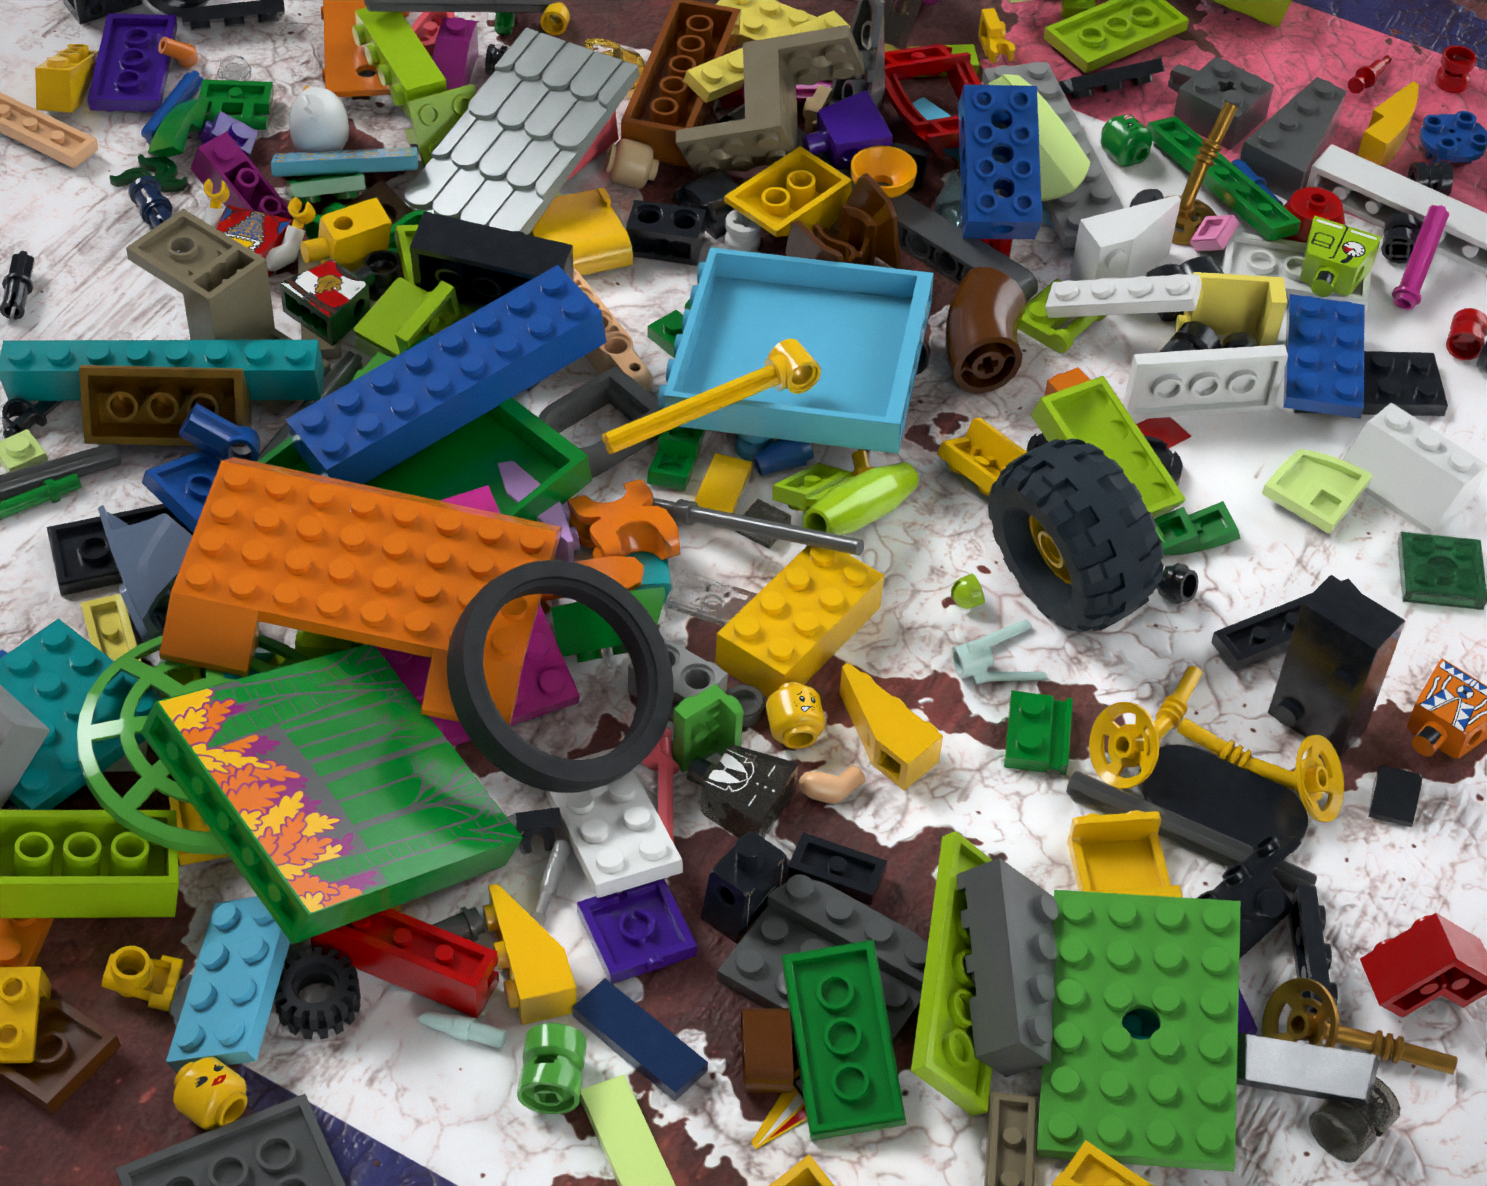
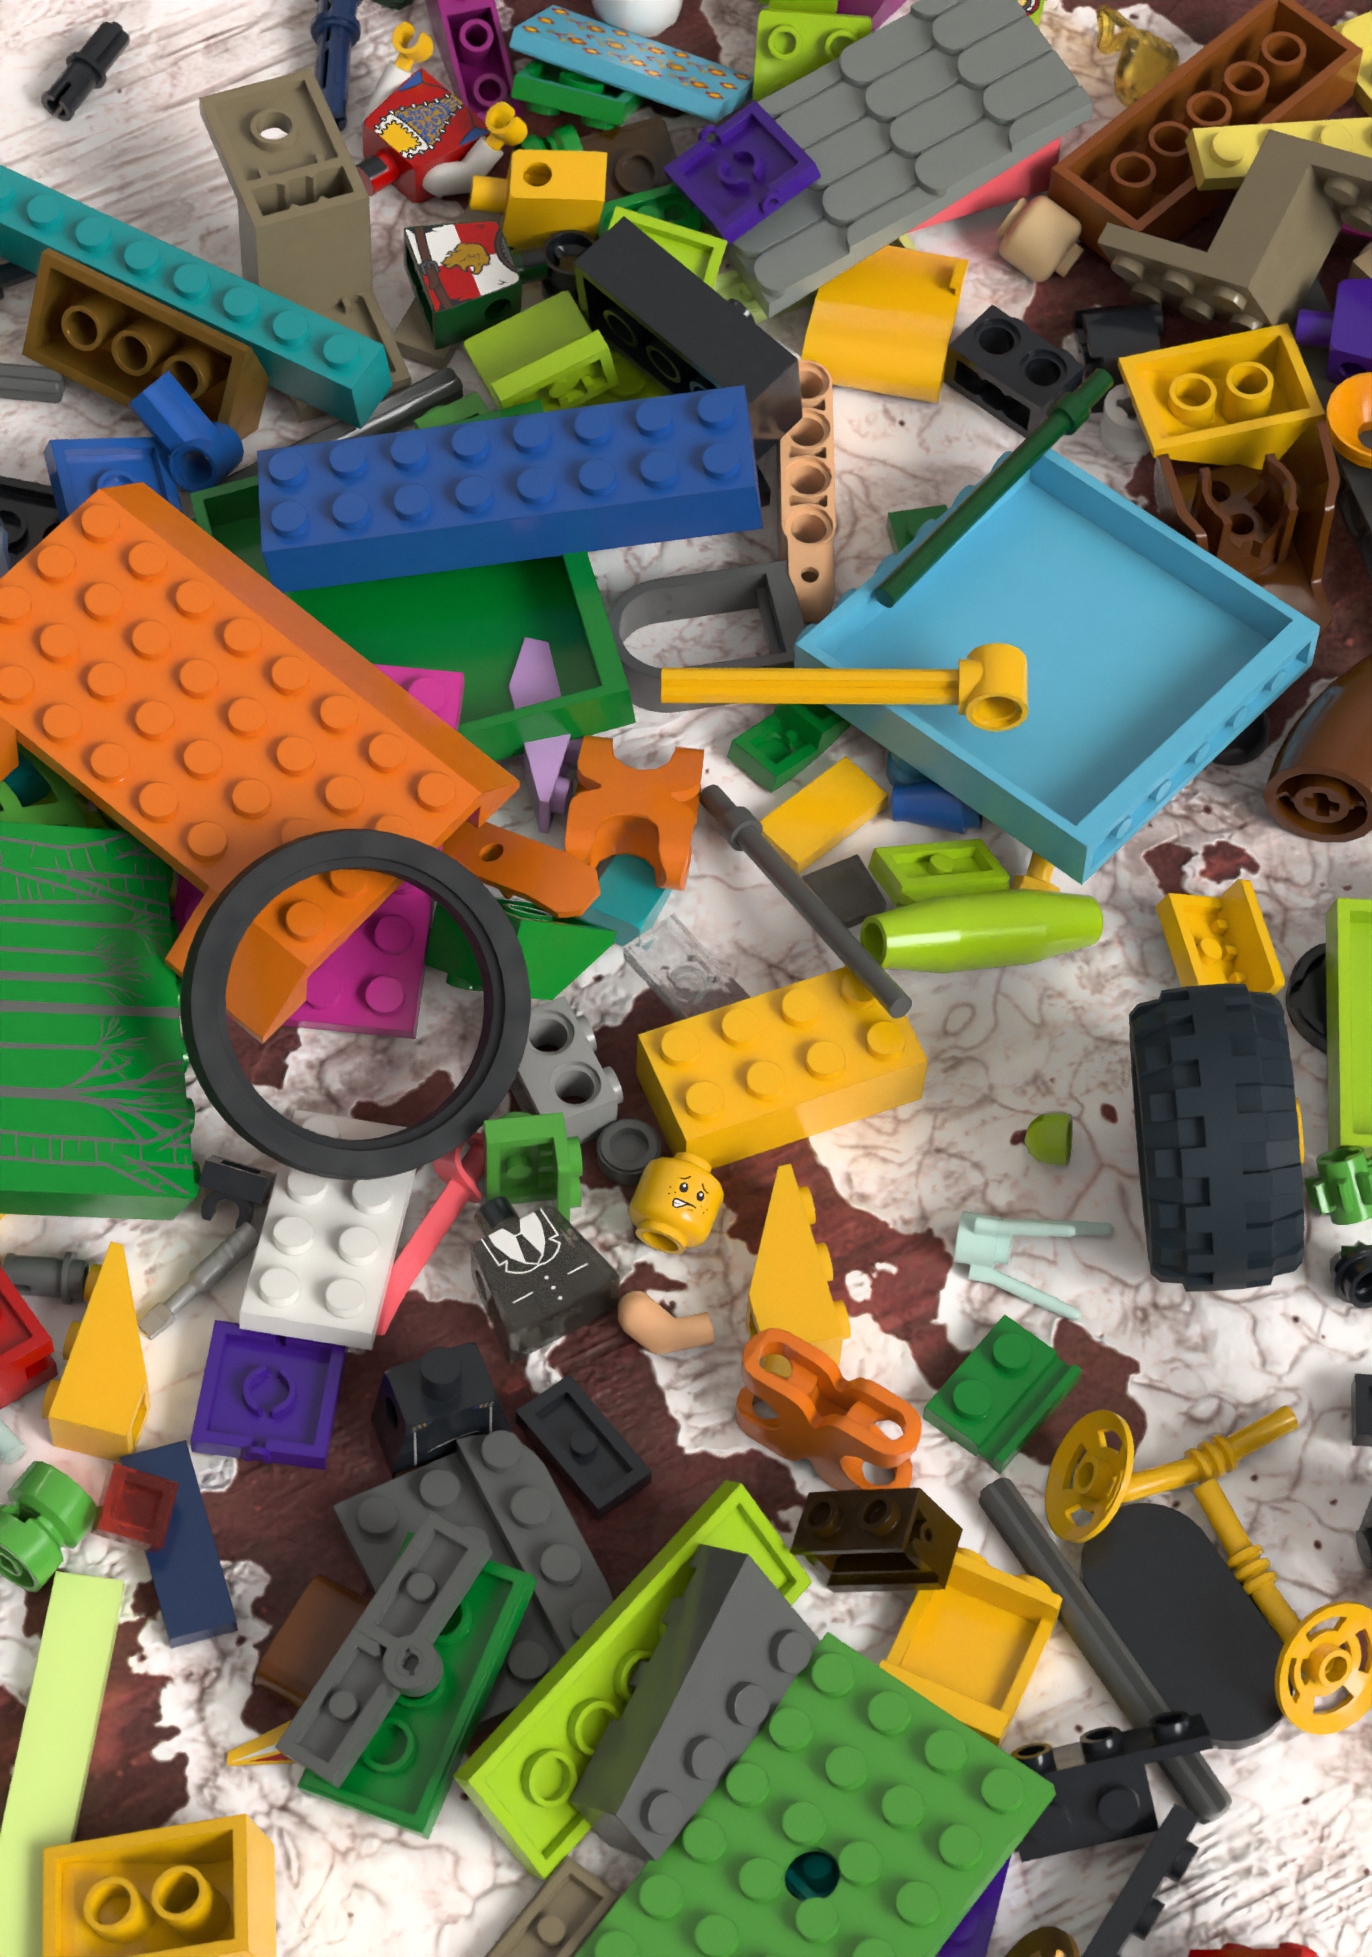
camera: 30 degrees right, 10 degrees up
(452, 184) = (742, 172): none -> dark purple plate
(608, 1025) = (134, 1508): none -> clear red plate
(723, 231) = (1063, 418): none -> dark green bar
(820, 1025) = (386, 1650): none -> dark grey hinge
(967, 782) = (824, 1414): none -> orange piece
(1042, 829) = (877, 1539): none -> dark brown hinge

